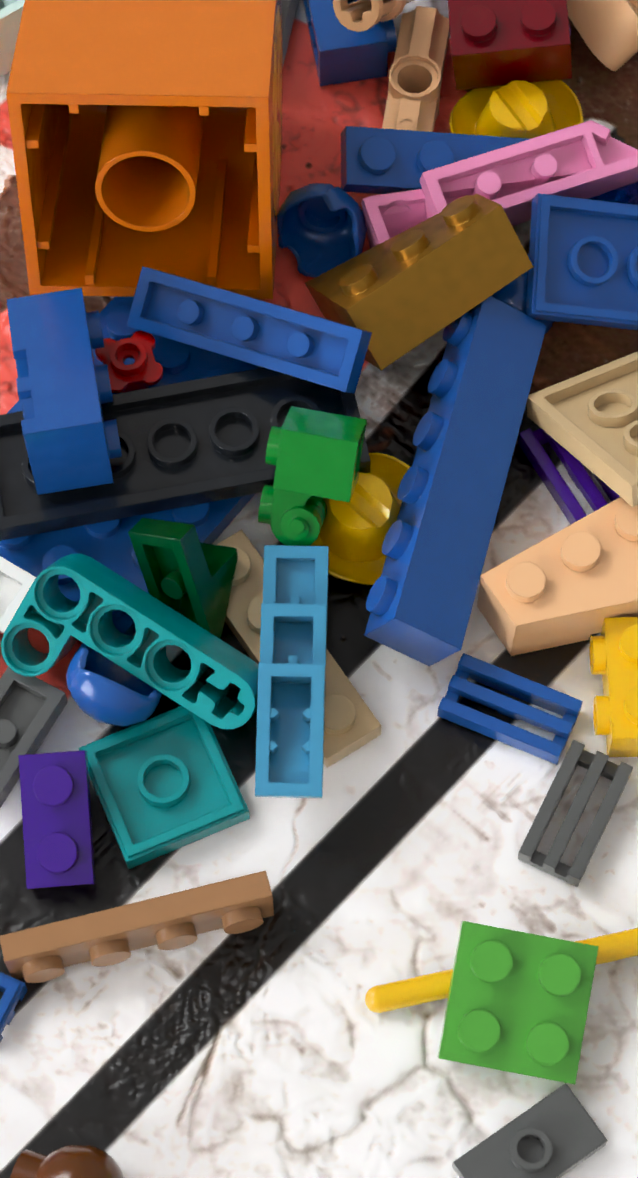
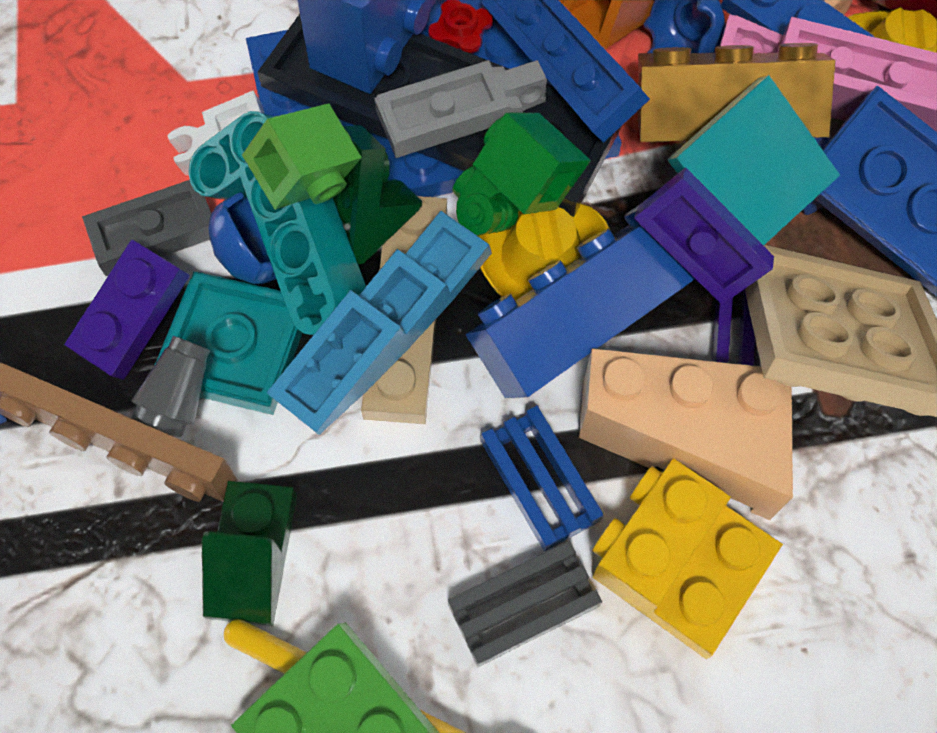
camera: 35 degrees right, 0 degrees up
(137, 580) = (302, 156): none -> bright green brick
(164, 850) = (172, 388): none -> dark grey cone
(207, 444) = (457, 104): none -> light grey hinge
(334, 933) = (247, 553): none -> dark green slope
(495, 334) = (758, 160): none -> teal tile
(501, 422) = (704, 236): none -> dark purple plate

